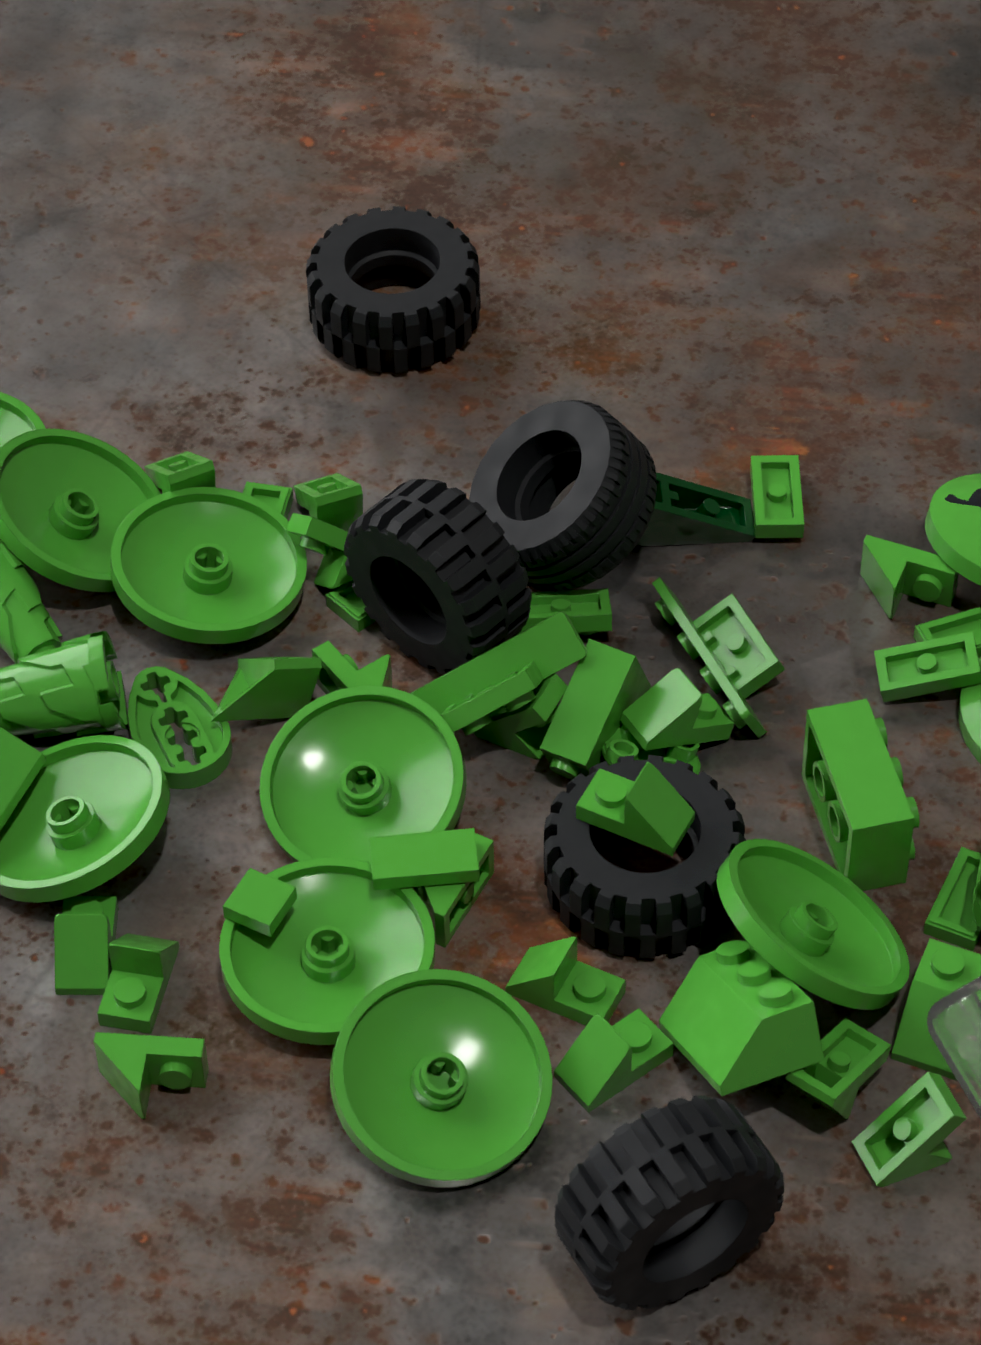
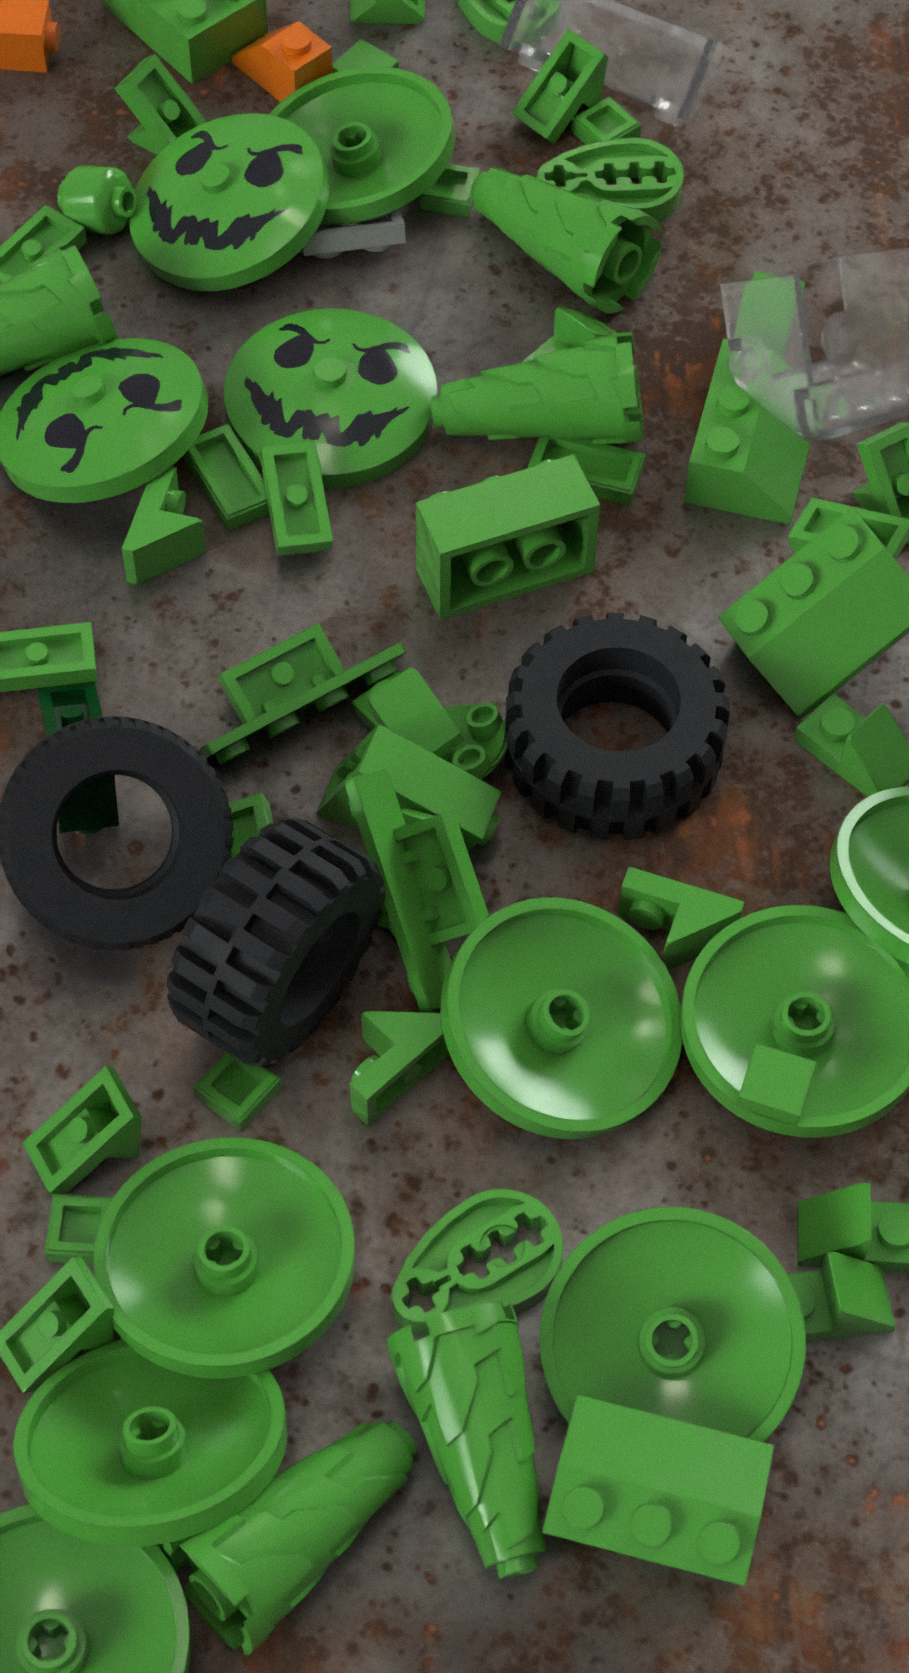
camera: 100 degrees left, 10 degrees up
(269, 688) = (407, 1155): bright green slope -> none
(324, 540) = (182, 1104): bright green slope -> none
(424, 859) = (680, 924): bright green tile -> none
(560, 983) = (773, 803): bright green slope -> none
(639, 810) = (607, 703): bright green slope -> none
(813, 924) = (699, 554): bright green dish -> none

